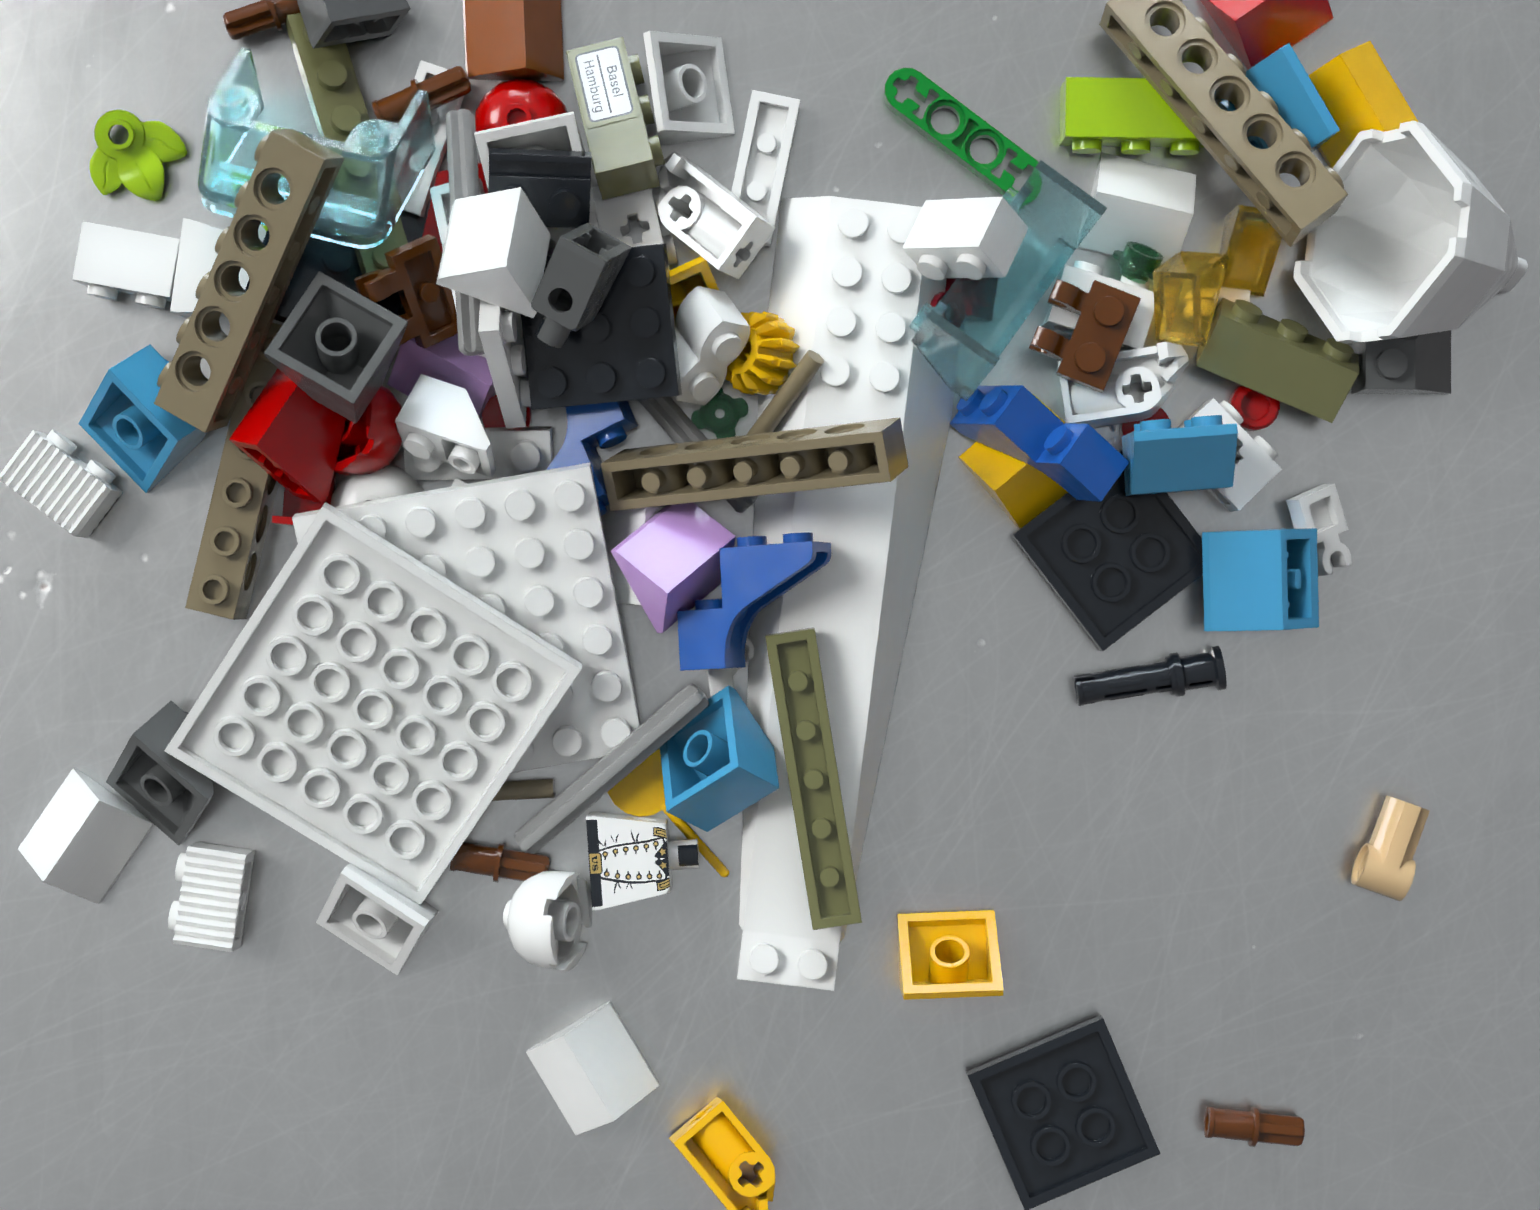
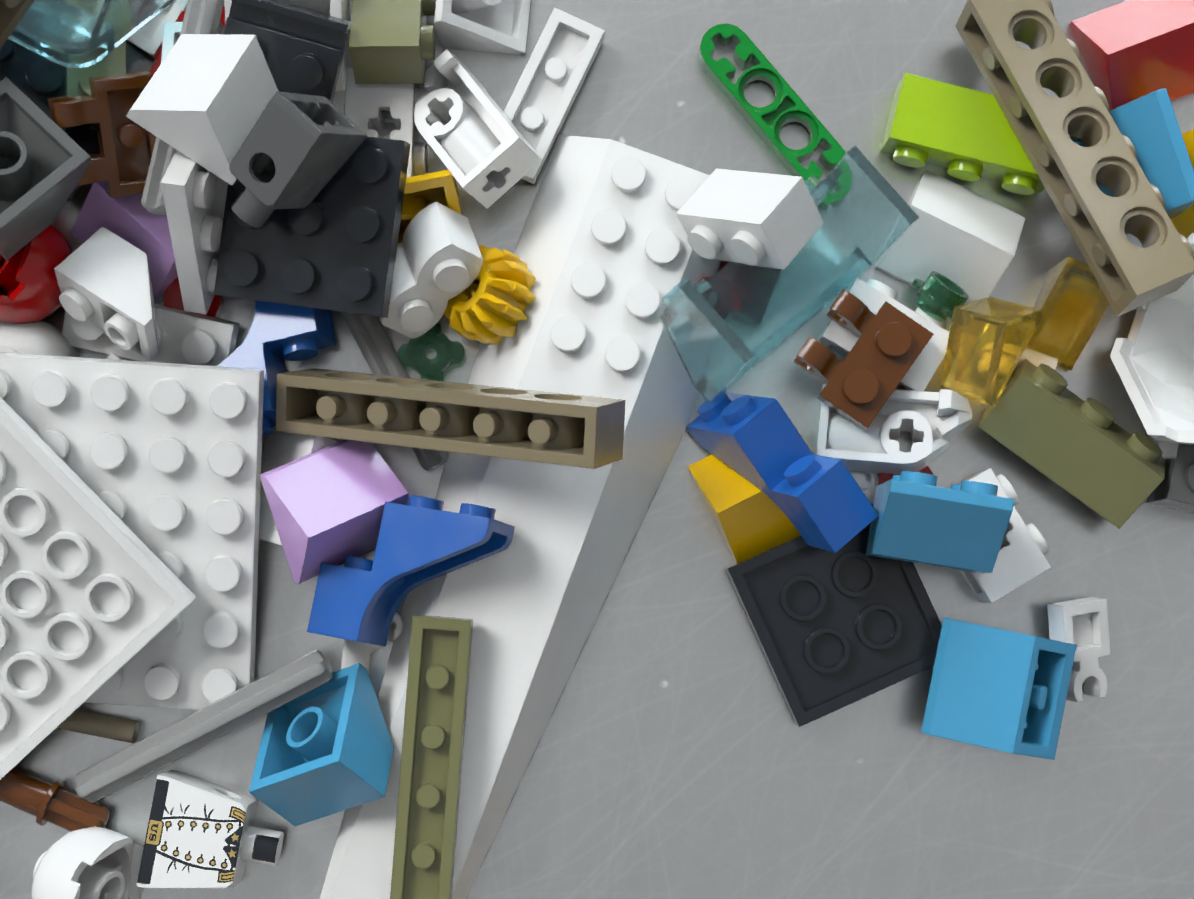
camera: 10 degrees right, 5 degrees down
(643, 795) = (231, 765): yellow piece -> none
(788, 393) = (510, 346): dark tan bar -> none
(1173, 675) = (872, 773): black pin -> none
(1255, 408) = (1035, 491): red tile -> none

